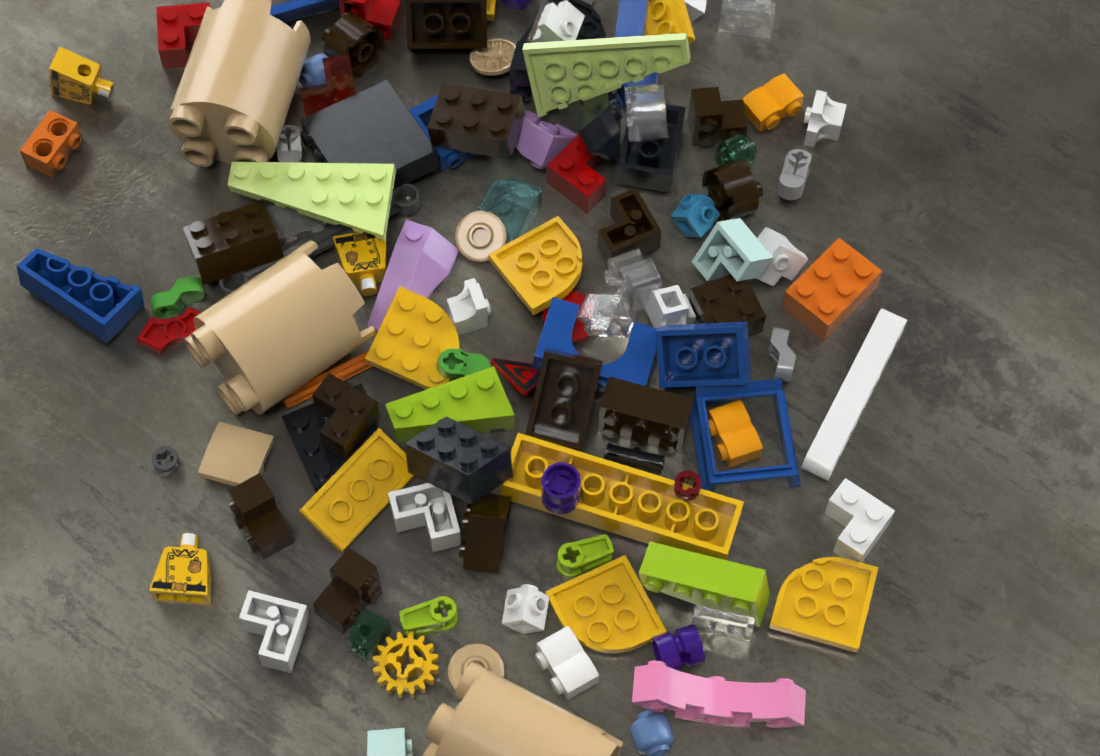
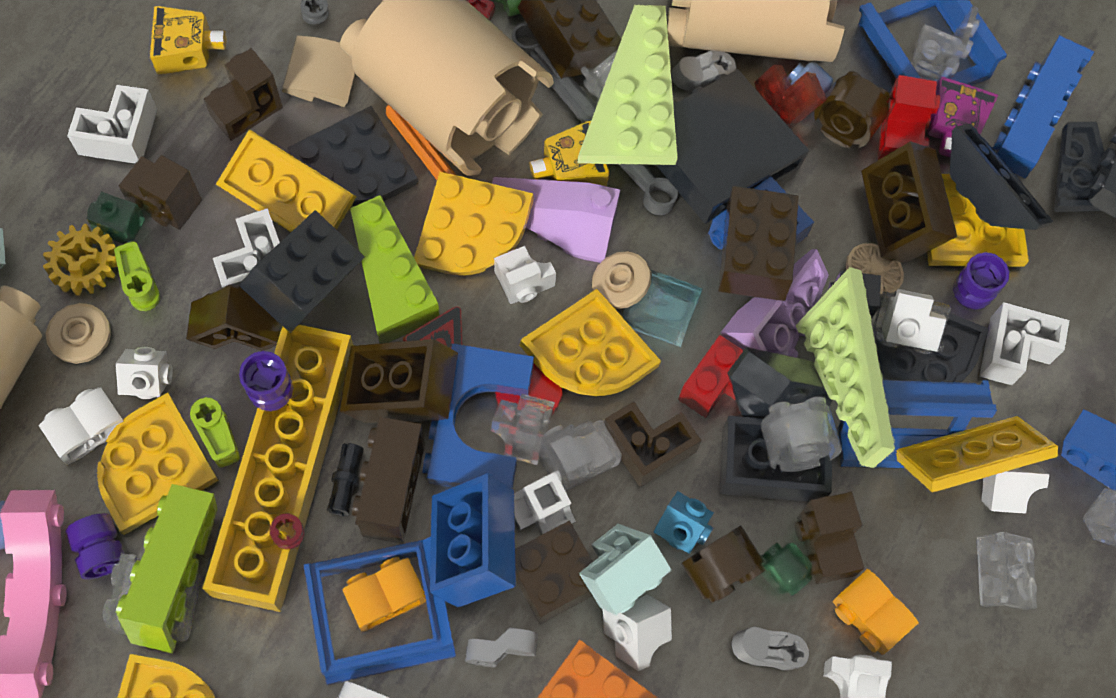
camera: 80 degrees right, 5 degrees up
(349, 415) = (364, 161): dark brown brick -> none
(459, 363) = (439, 260): bright green piece -> none

